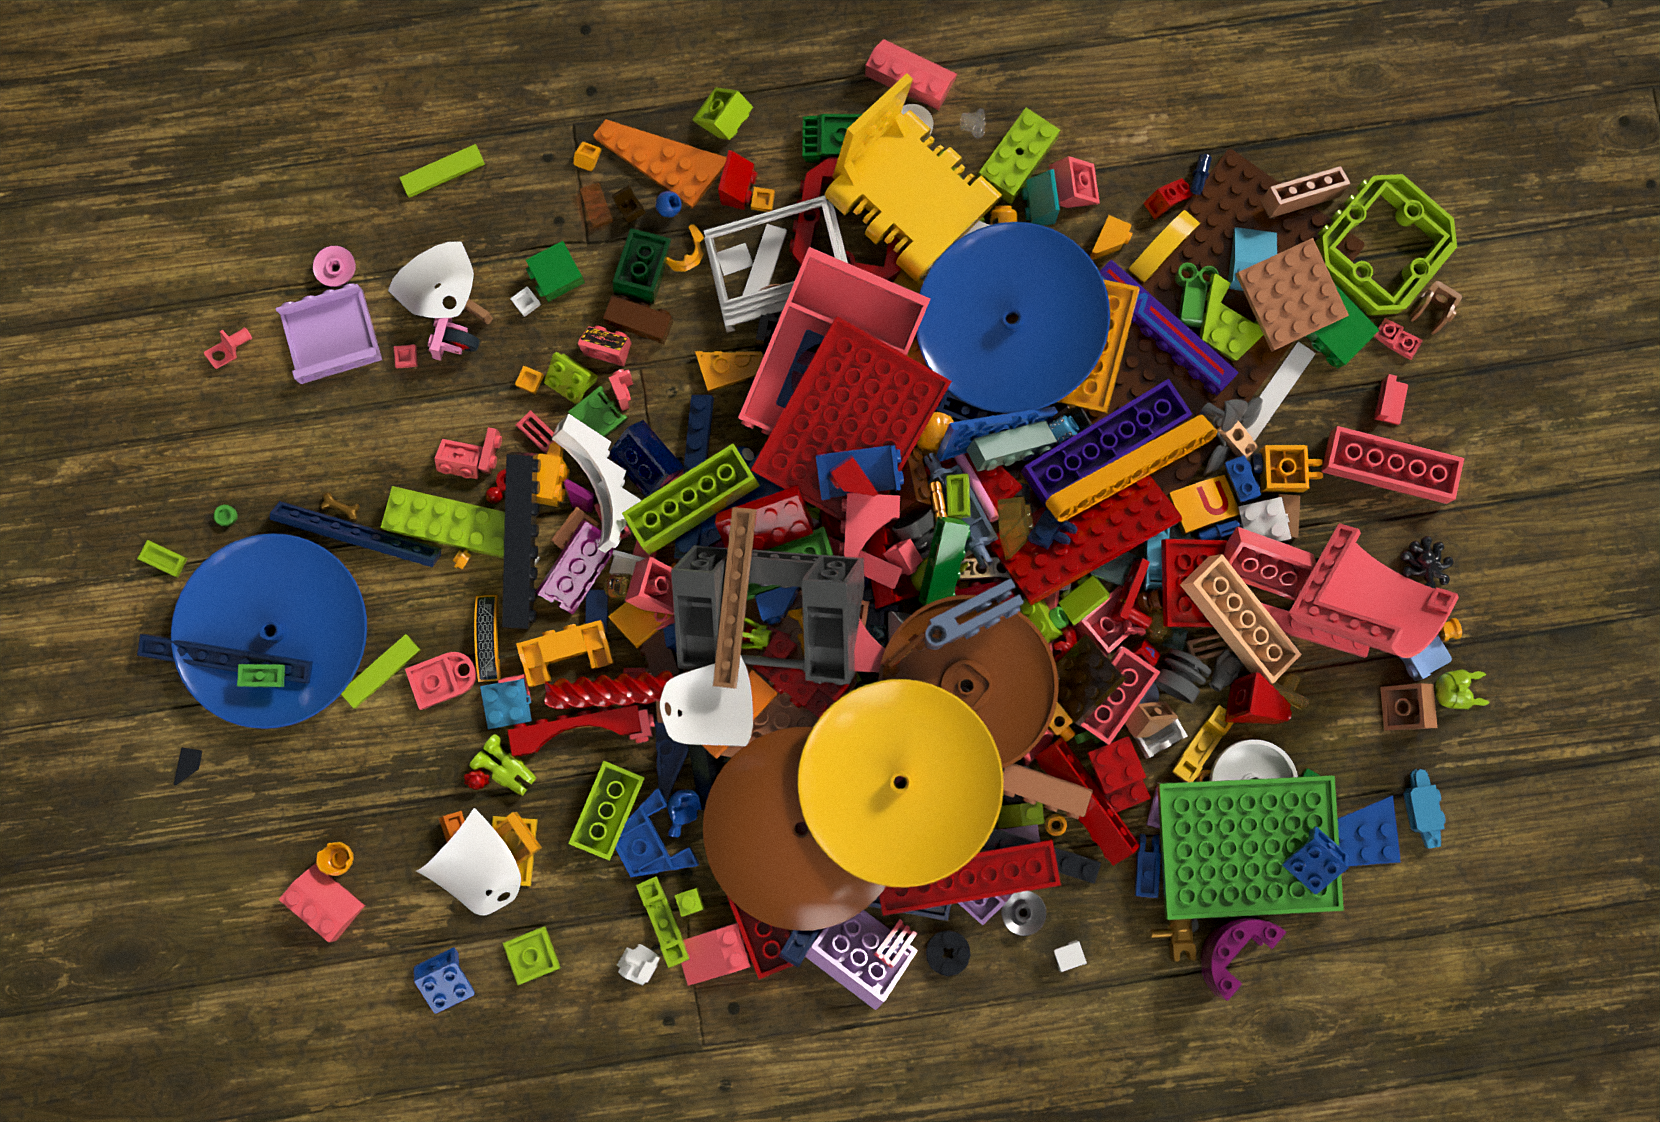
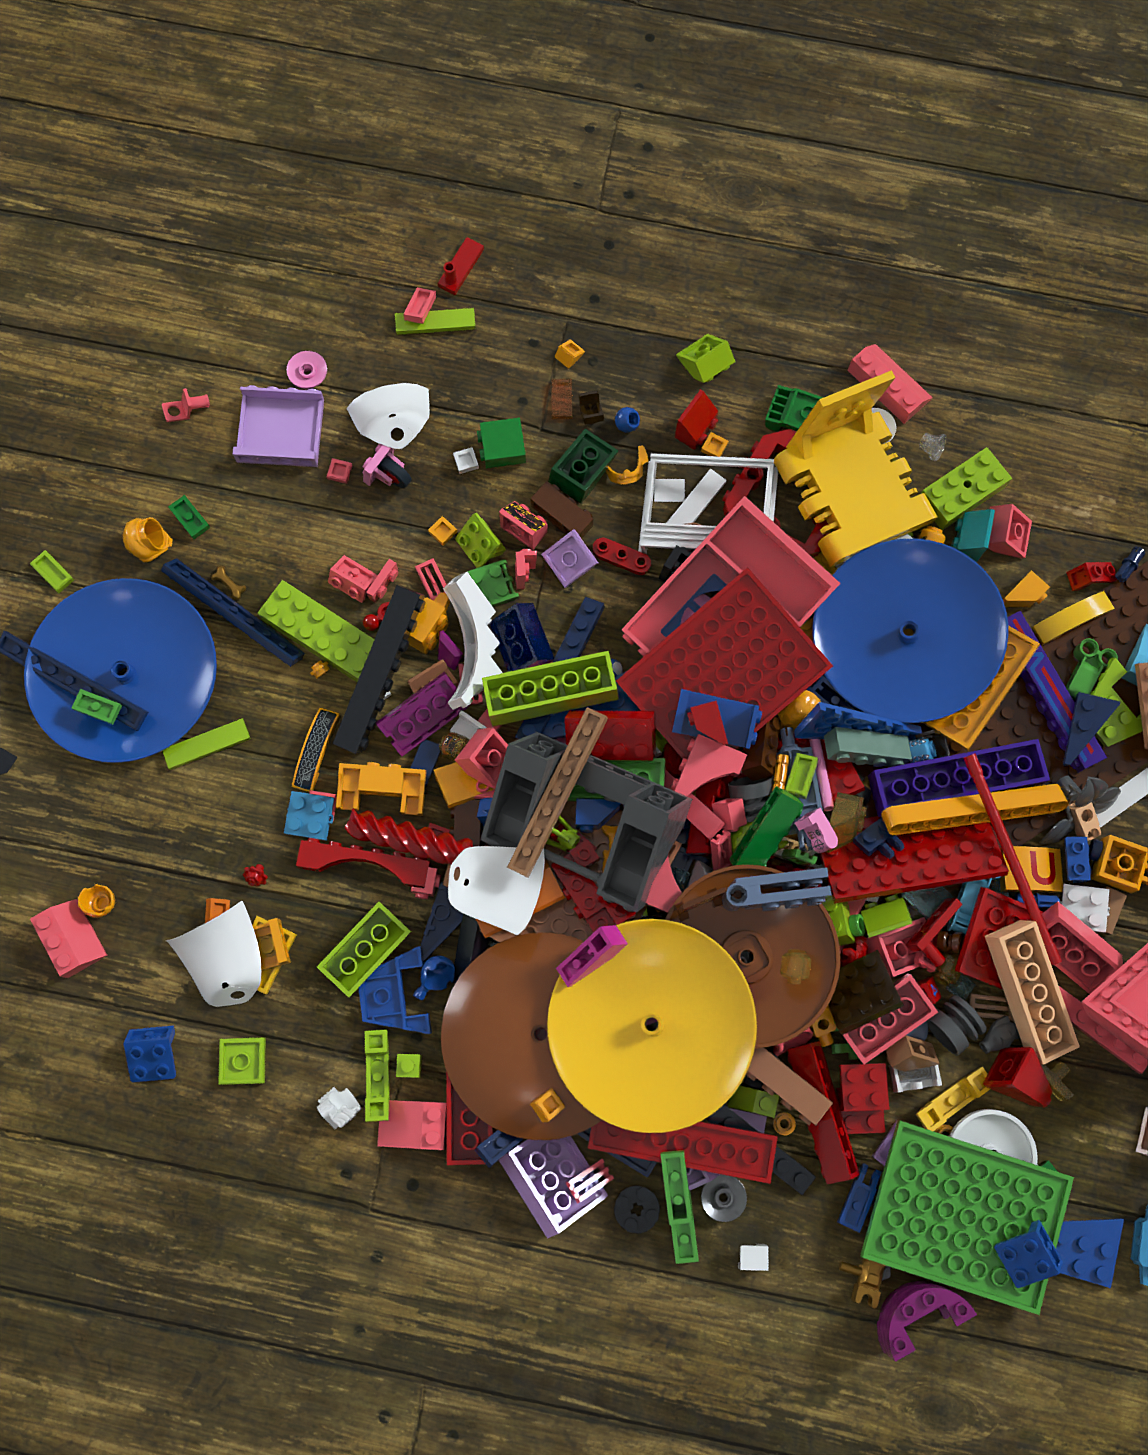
camera: 15 degrees right, 5 degrees down
(225, 515) = (122, 555): bright green tile -> none
(242, 493) = (146, 538): none -> light orange helmet
(275, 456) = (189, 517): none -> green plate
(421, 160) = (419, 305): none -> coral tile
(440, 679) = (257, 771): coral plate -> none
(446, 104) = (460, 266): none -> red piece
(477, 311) = (418, 452): medium nougat tile -> none
(509, 769) = (288, 877): lime piece -> none
(662, 363) = (569, 558): none -> lavender tile
(665, 161) = (638, 383): orange wing -> none
(701, 341) = (628, 562): none -> red plate
(728, 368) = (627, 585): light orange wing -> none
(822, 738) = (591, 954): none -> dark pink slope
(831, 891) = (547, 1105): none -> light orange slope
(908, 595) = (721, 850): none -> coral tile
(982, 574) = (798, 857): none -> bright green tile
(985, 936) = (679, 1206): none -> bright green bracket
(991, 544) = (818, 830): none -> bright pink leg
(1014, 679) = (795, 966): none -> clear yellow head
(1120, 434) = (976, 772): none -> red piece
(1208, 342) = (1088, 717): none -> dark blue wing

